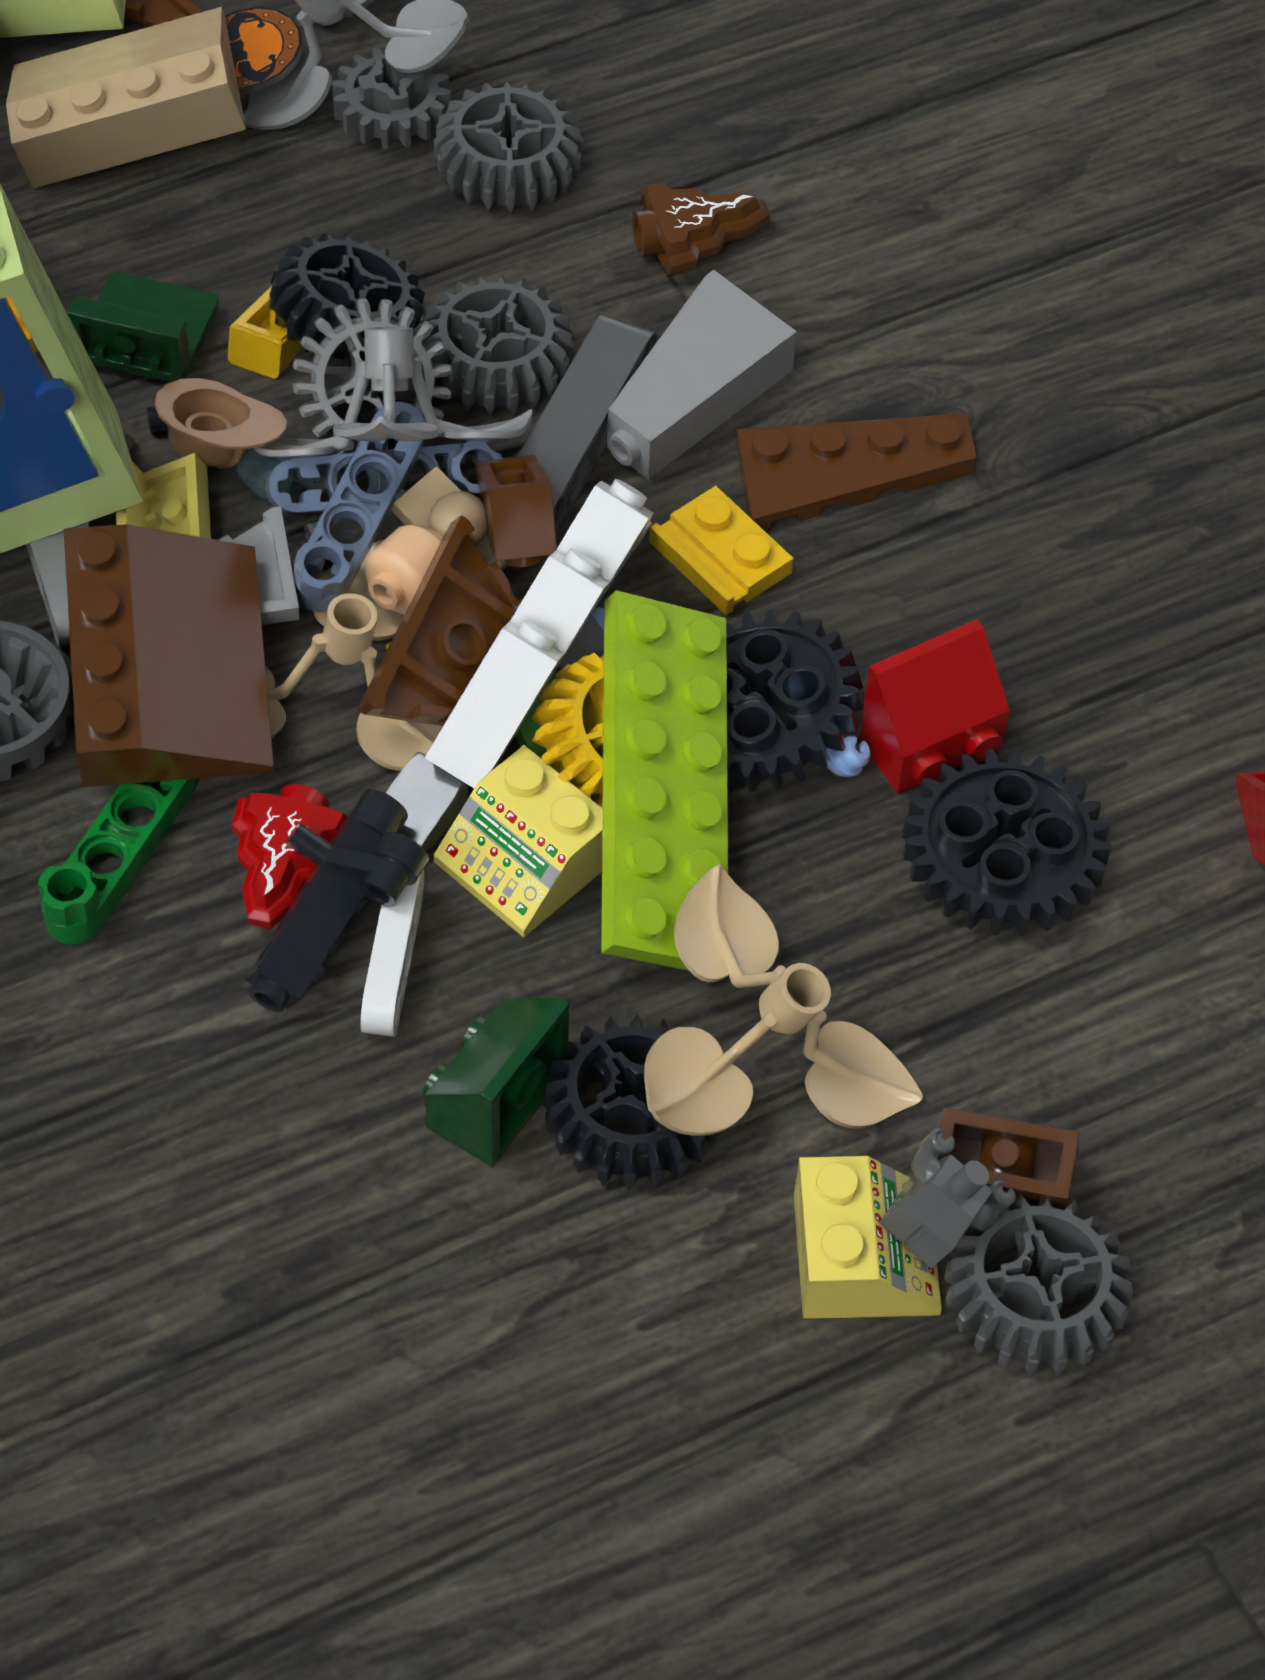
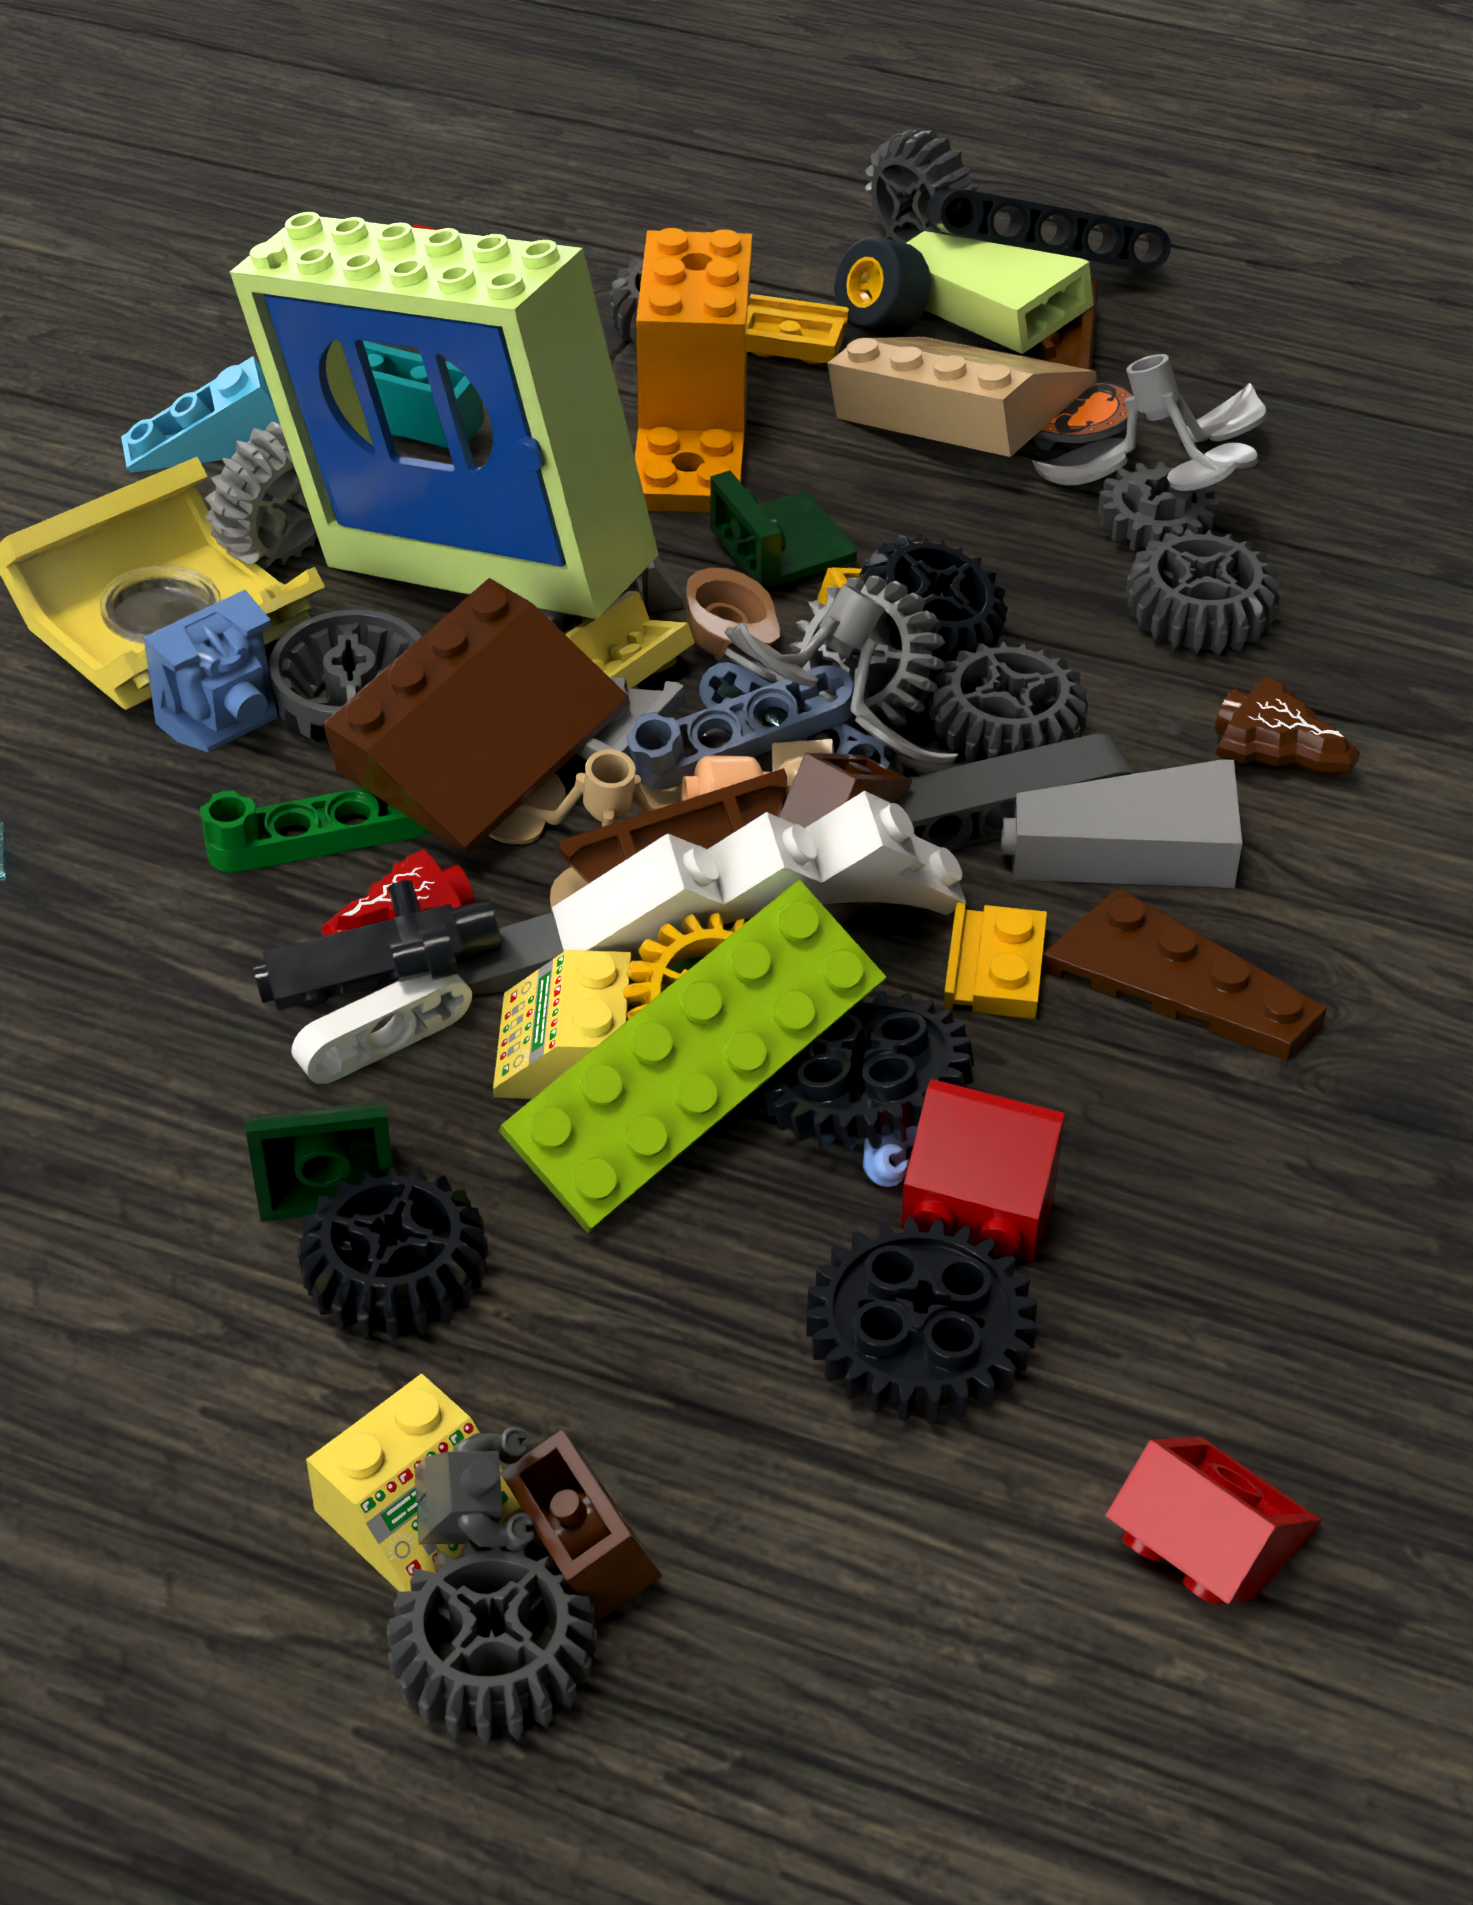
camera: 50 degrees right, 10 degrees down
(697, 1086) = (423, 1260): tan plant -> none

